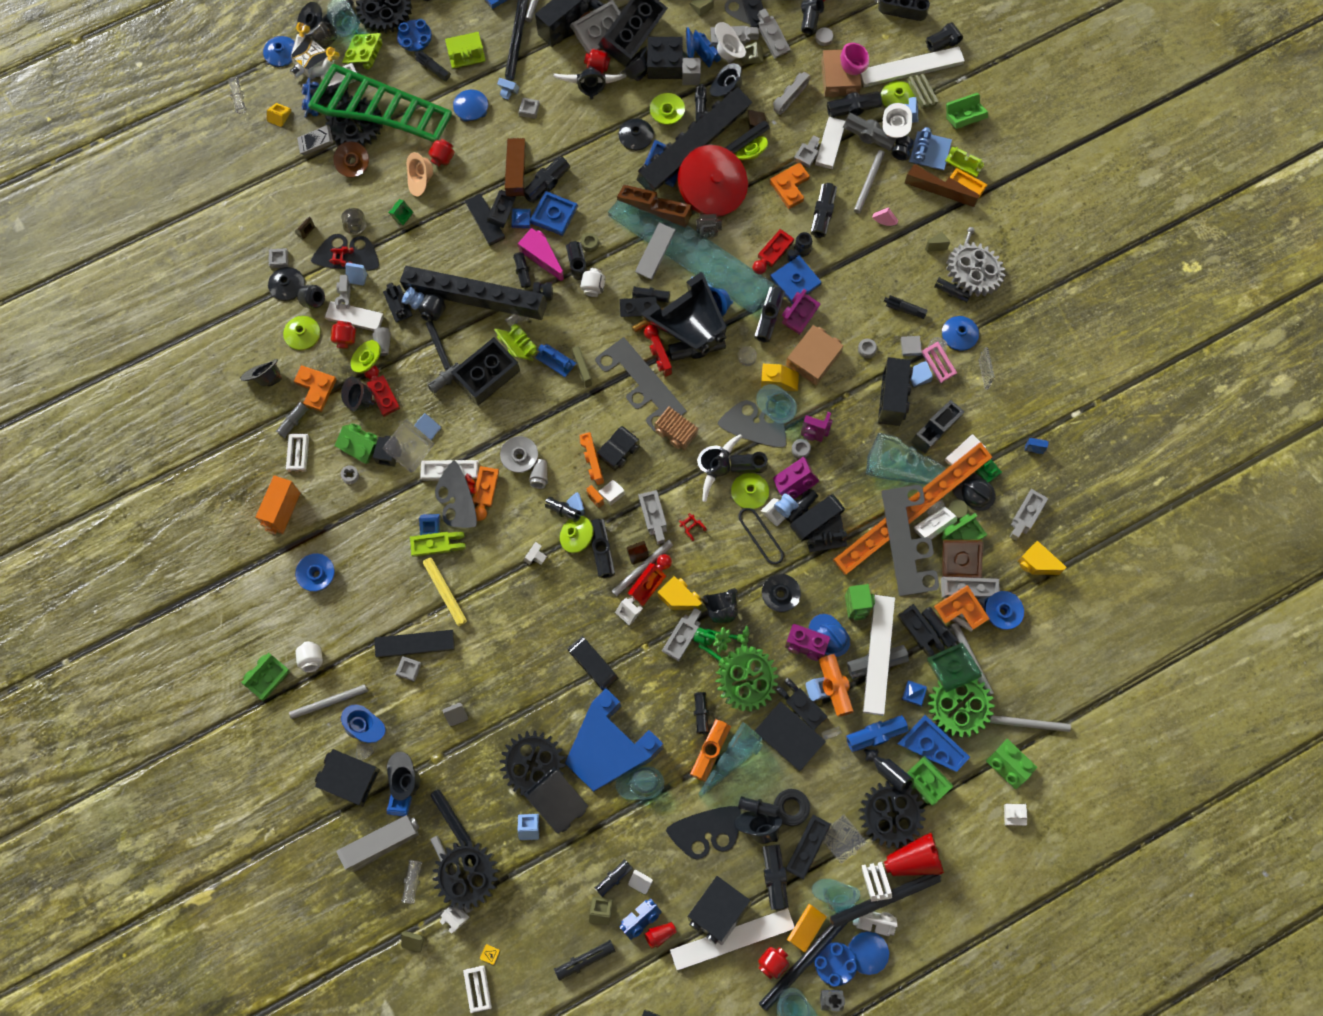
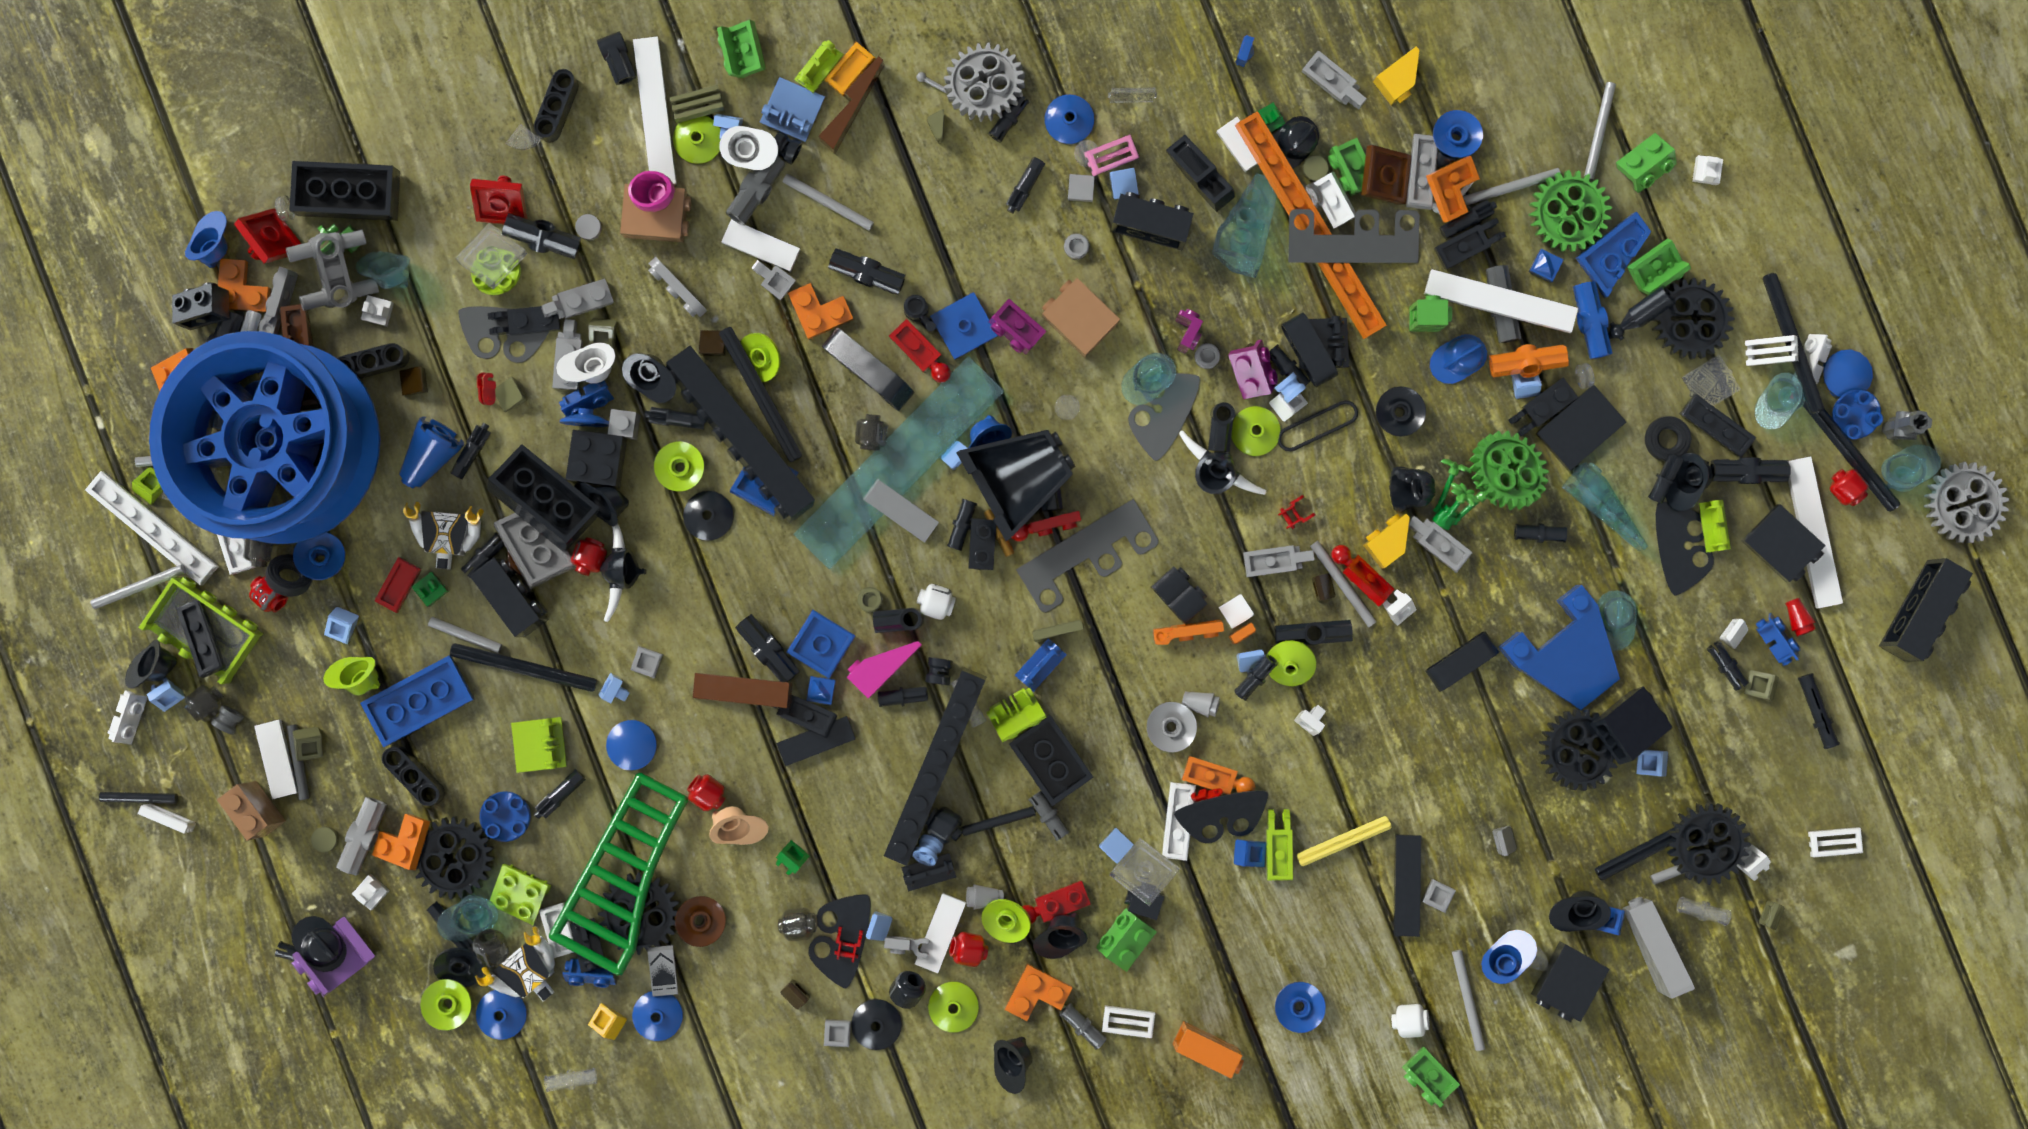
camera: 90 degrees left, 15 degrees up
(283, 151) = (670, 1013): none -> blue dish
(284, 9) = (437, 1013): none -> lime dish
(350, 469) = (1176, 954): light grey bush -> none
(489, 954) = (1796, 824): yellow sticker -> none
(648, 201) = (832, 503): reddish brown slope -> none
(676, 428) = (1162, 515): medium nougat brick -> none
(704, 761) = (1603, 535): orange piece -> none
(713, 180) = (806, 417): red dish -> none
(726, 854) = (1714, 526): none -> lime hinge
(752, 218) = (868, 369): none -> beam
(767, 323) = (998, 362): black piece -> none
(780, 376) = (1107, 370): yellow slope -> none
(806, 928) = (1812, 442): light orange tile -> none
(807, 642) = (1470, 386): magenta bracket -> none
(854, 104) = (707, 202): black piece -> none
(885, 217) = (888, 189): bright pink tile -> none
(915, 859) = (1750, 298): red cone -> none
(954, 667) = (1525, 210): clear green tile -> none

